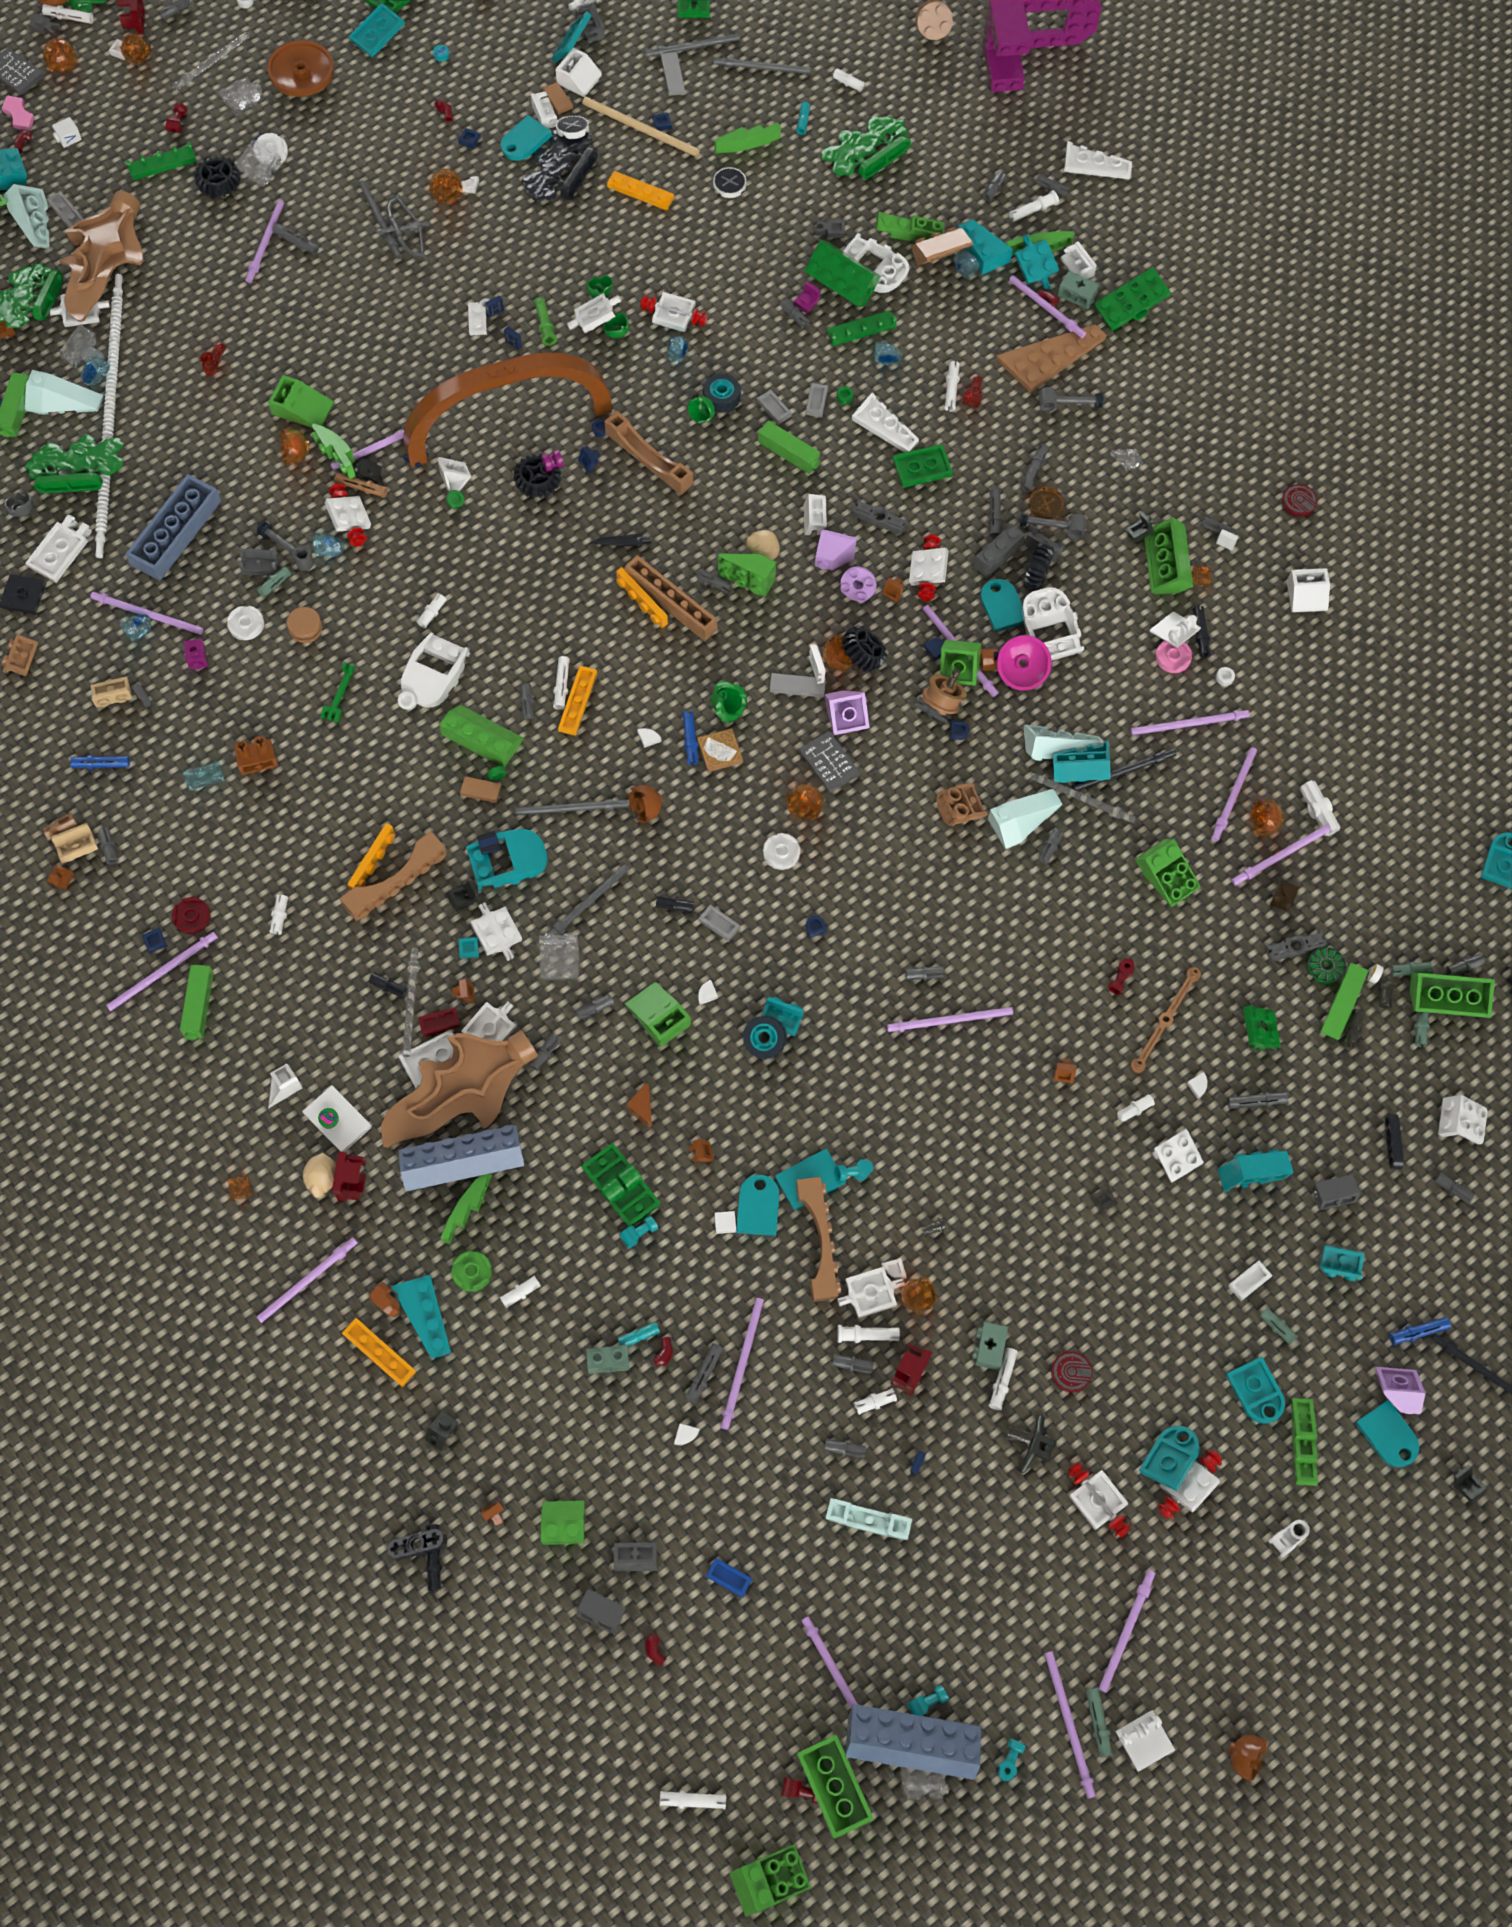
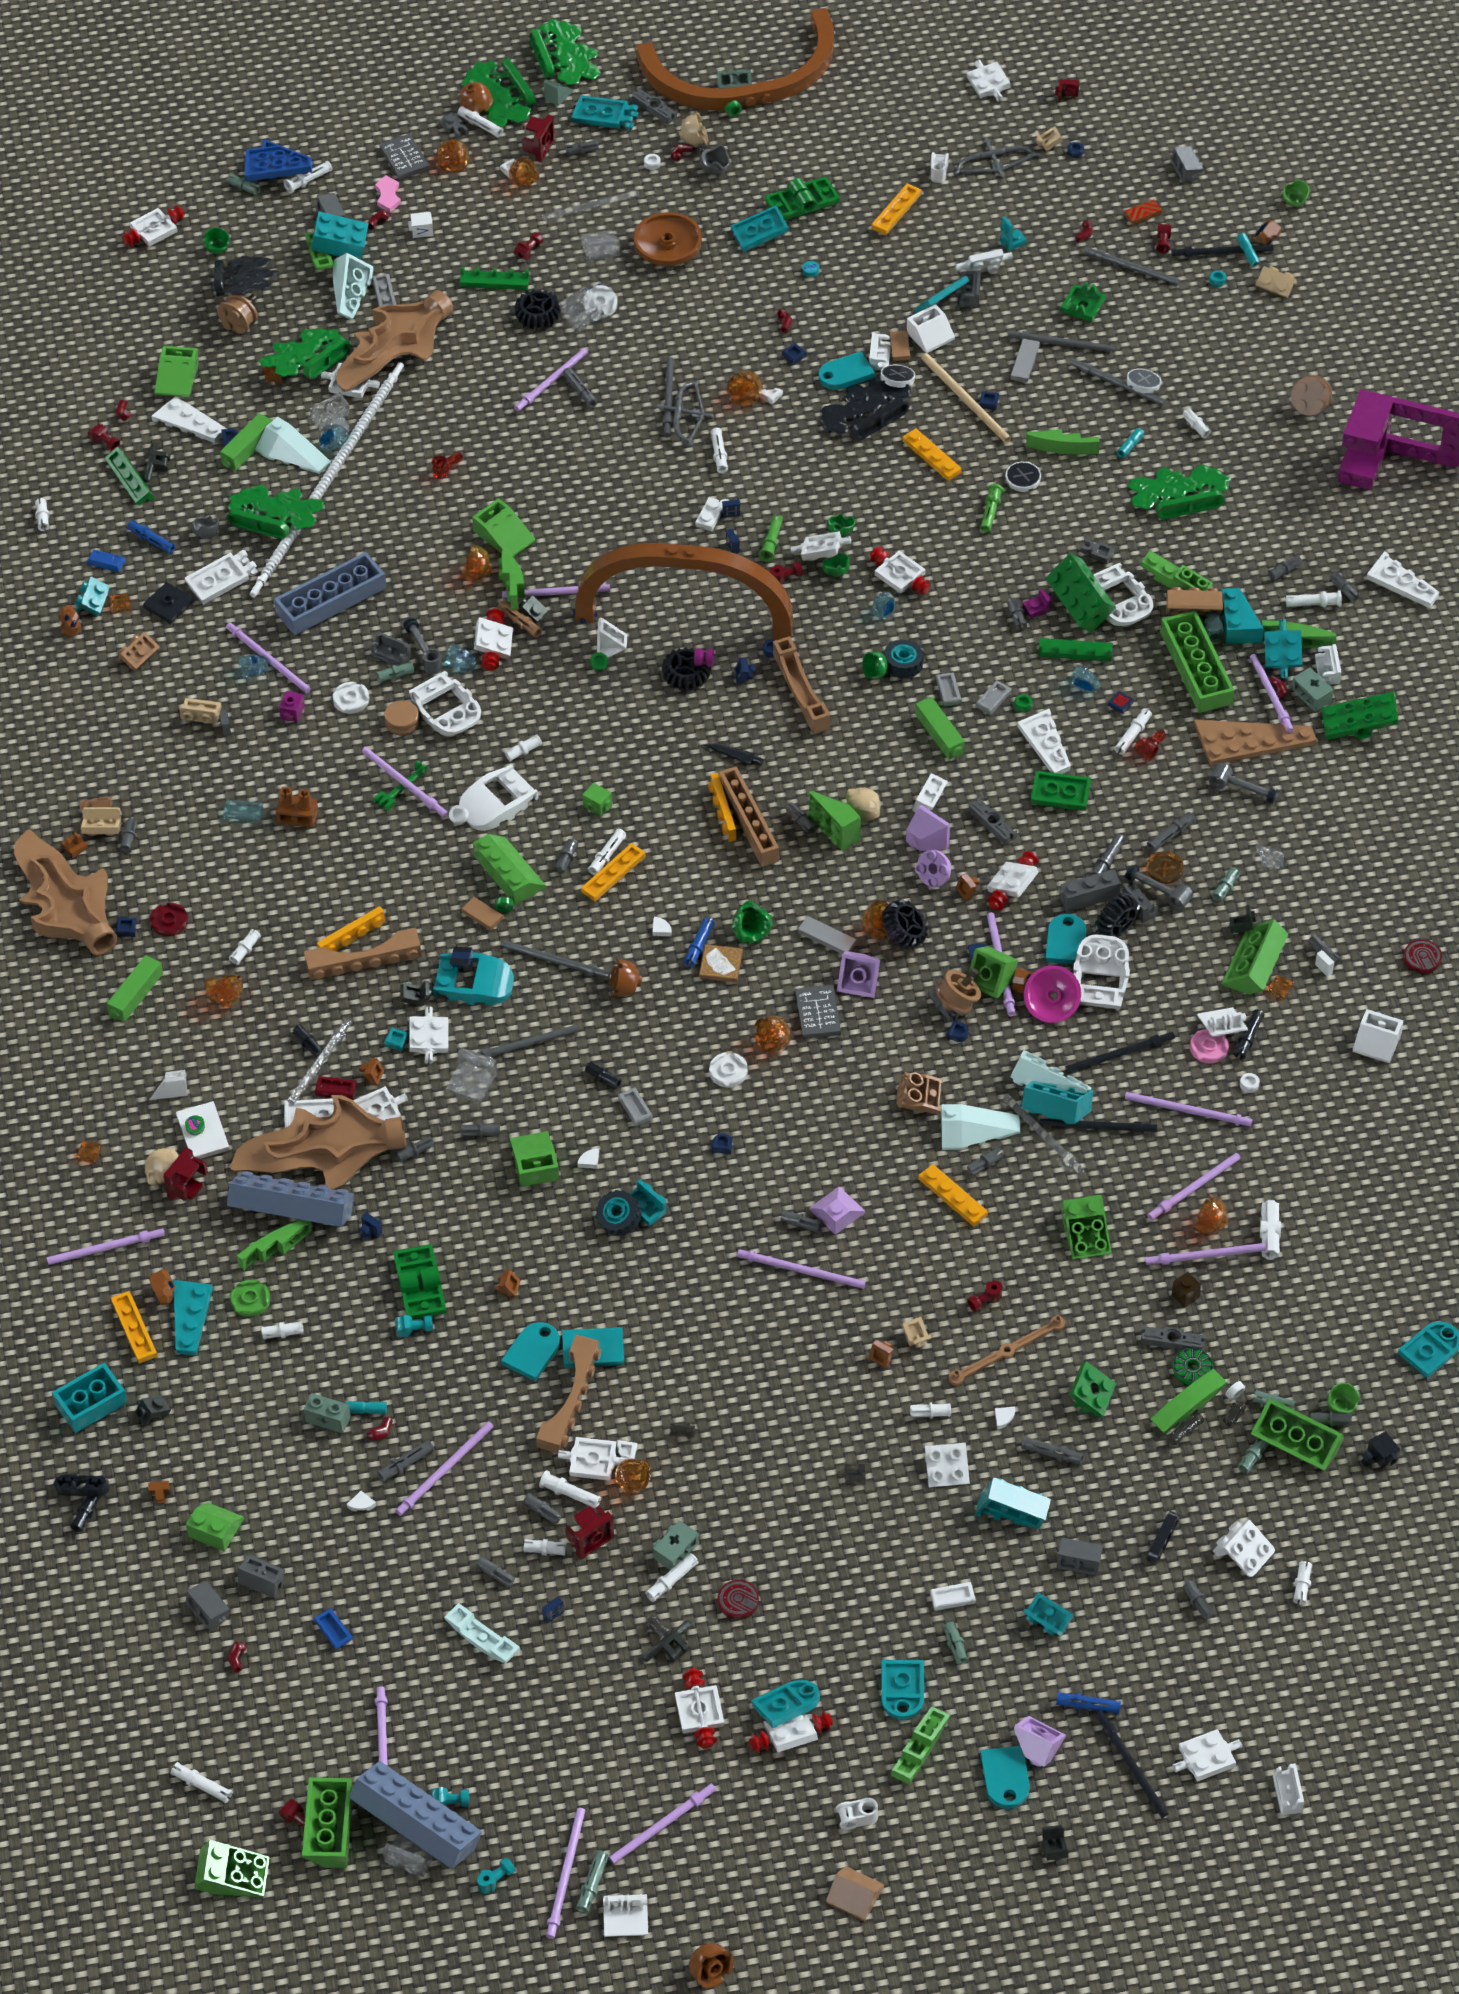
camera: 30 degrees right, 15 degrees down
(87, 937) = (69, 902): none -> medium nougat piece
(122, 761) = (153, 762): blue pin -> none
(204, 942) = (120, 953): lavender bar -> none
(284, 967) = (224, 990): none -> clear orange cylinder
(355, 607) = (455, 720): none -> white slope
(376, 699) = (431, 803): none -> lavender bar
(377, 1448) = (89, 1397): none -> teal brick
(456, 259) = (721, 463): none -> white pin
(526, 635) = (597, 799): none -> bright green brick
(546, 1149) = (370, 1226): none -> dark blue tile
(582, 343) = (780, 573): none -> dark red leg
(640, 1106) = (475, 1225): dark orange slope -> none
(717, 210) = (992, 502): none -> bright green pin
(725, 1222) = (495, 1350): white tile -> none
(784, 56) = (1143, 380): none -> tile
(817, 663) = (853, 922): white tile -> none
(859, 1171) = (642, 1357): teal leg -> none
(926, 363) = (1120, 702): none -> tile
(948, 947) = (837, 1210): none -> lavender slope
(972, 300) = (1197, 661): none -> bright green brick
(1039, 889) = (953, 1195): none -> light orange plate
(1083, 1039) = (916, 1332): none -> tan bracket
(1105, 499) = (1225, 884): none -> sand green pin
(1127, 670) = (1154, 1041): none -> black bar
(1328, 1615) = (854, 1893): none -> medium nougat slope
(1467, 942) = (1343, 1398): none -> bright green hair

